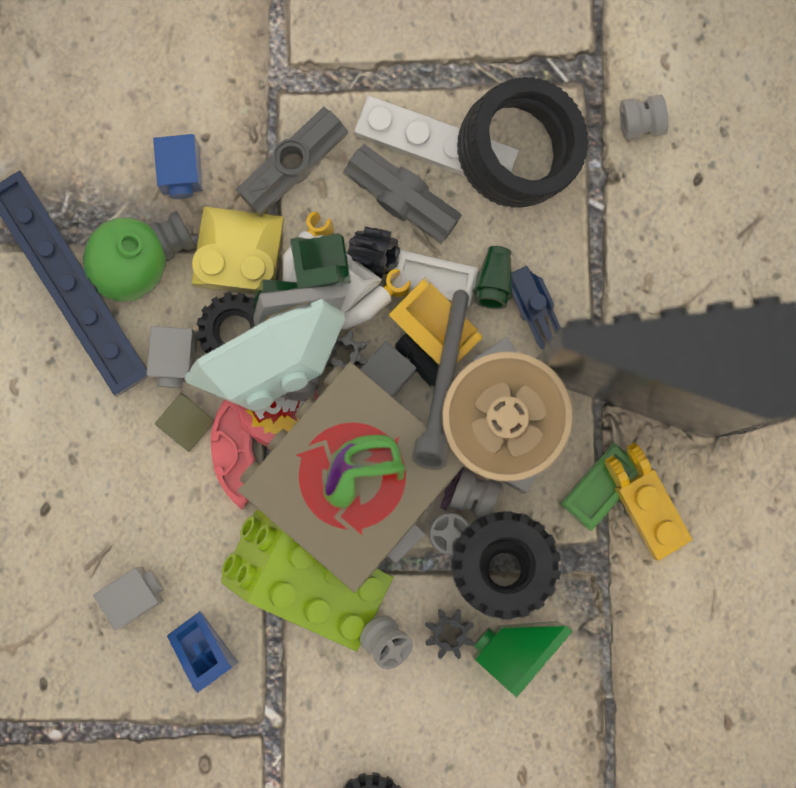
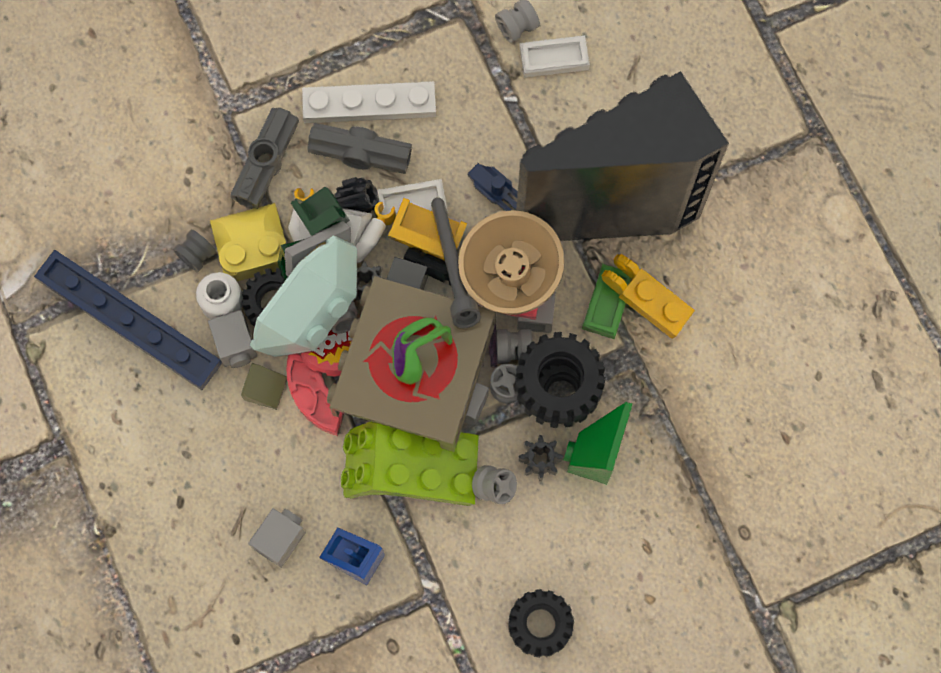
camera: 20 degrees left, 10 degrees down
(124, 259) = (165, 281): bright green cylinder -> none
(170, 291) = (219, 295): none -> white head
(178, 165) = (177, 196): blue brick -> none
(494, 280) = (458, 183): dark green cone -> none
(562, 122) = (446, 40): black tyre -> none
(667, 176) = (554, 56): none -> white tile

